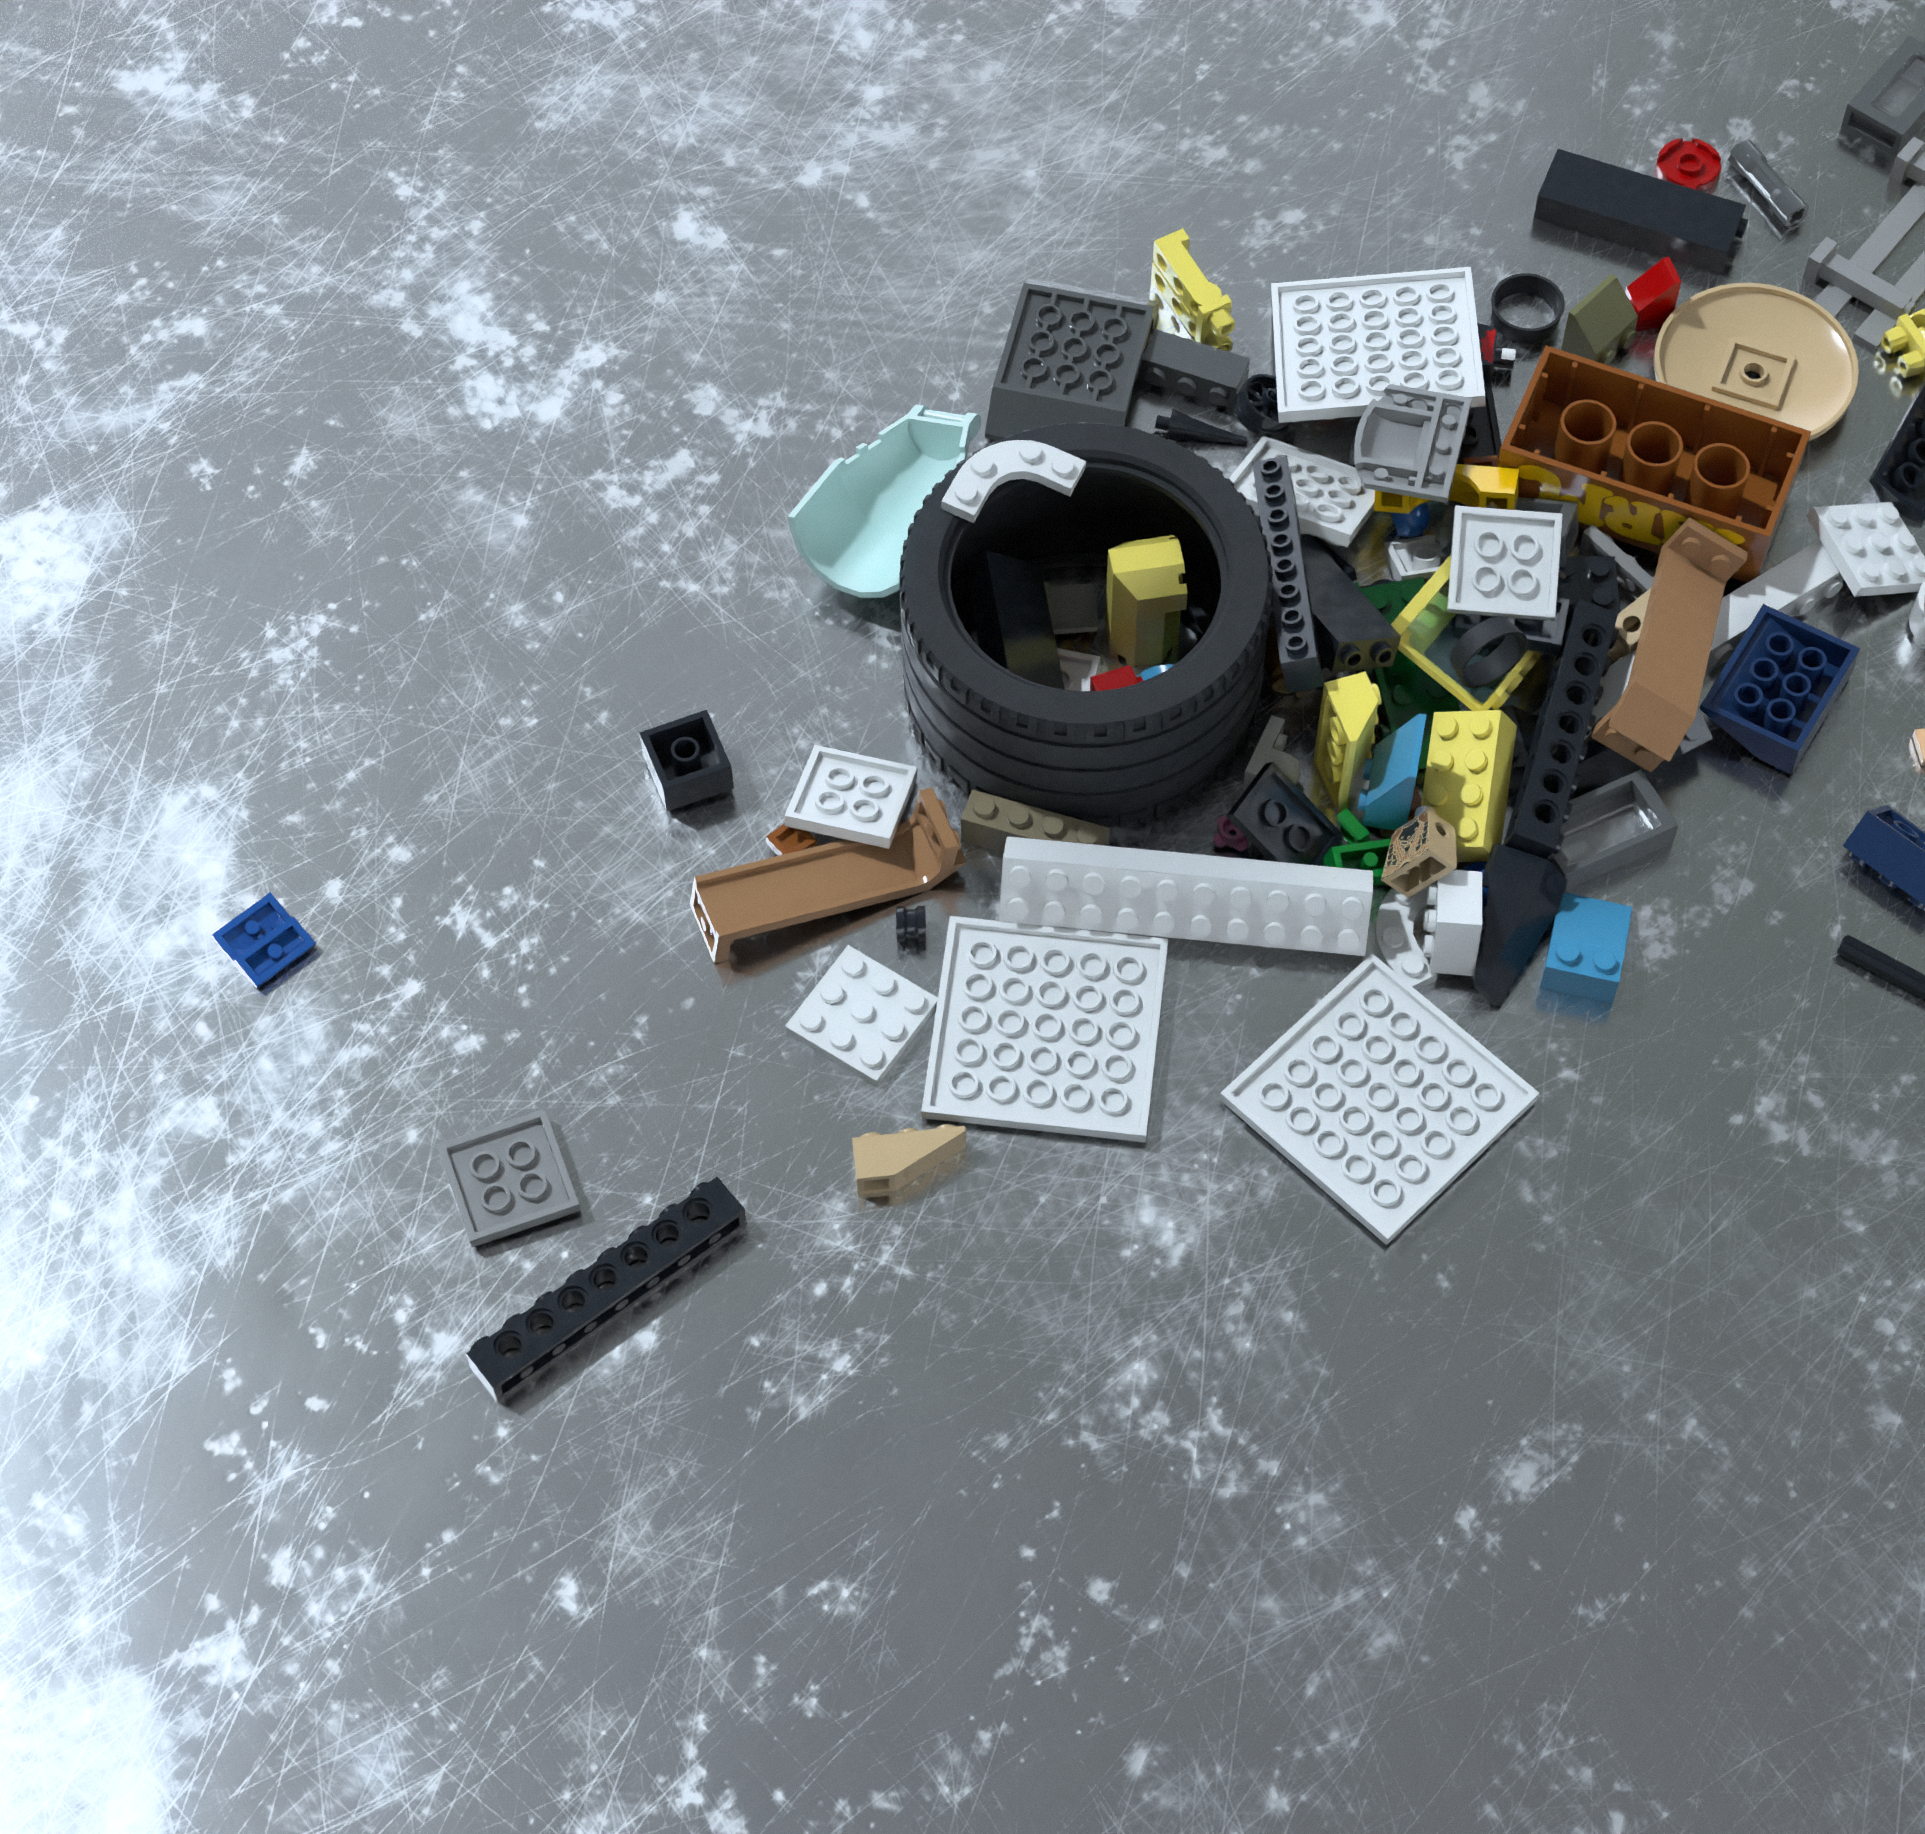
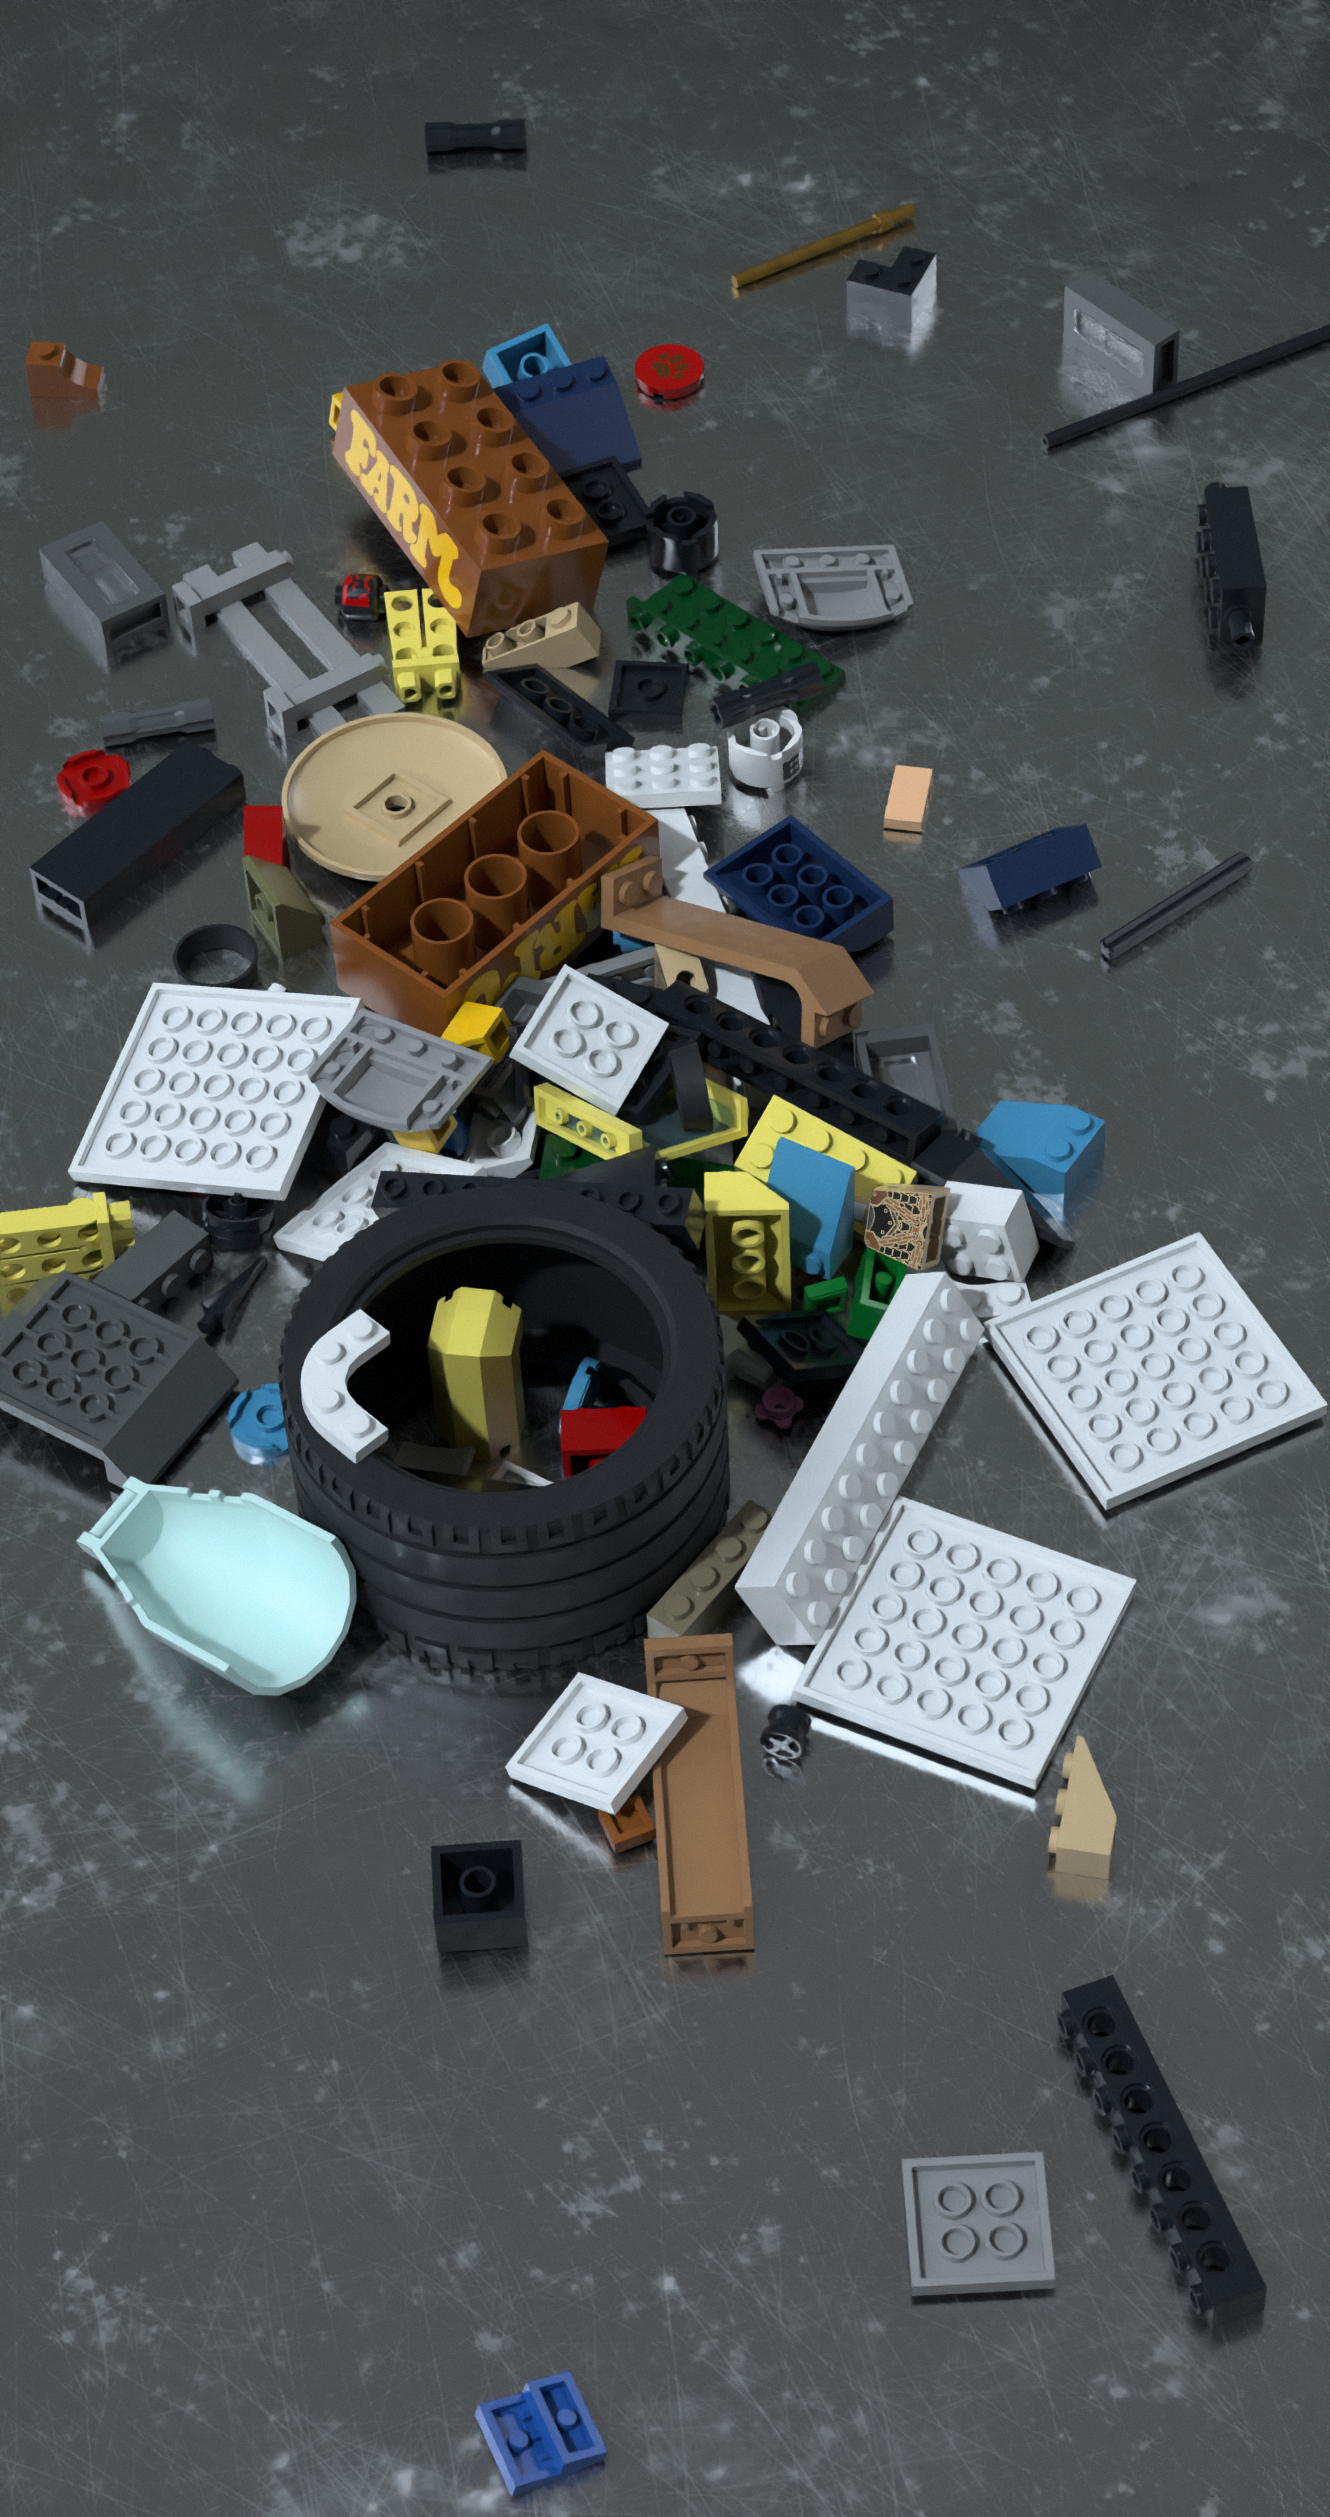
camera: 70 degrees left, 10 degrees down
(862, 1016) = (882, 1814): white plate -> none

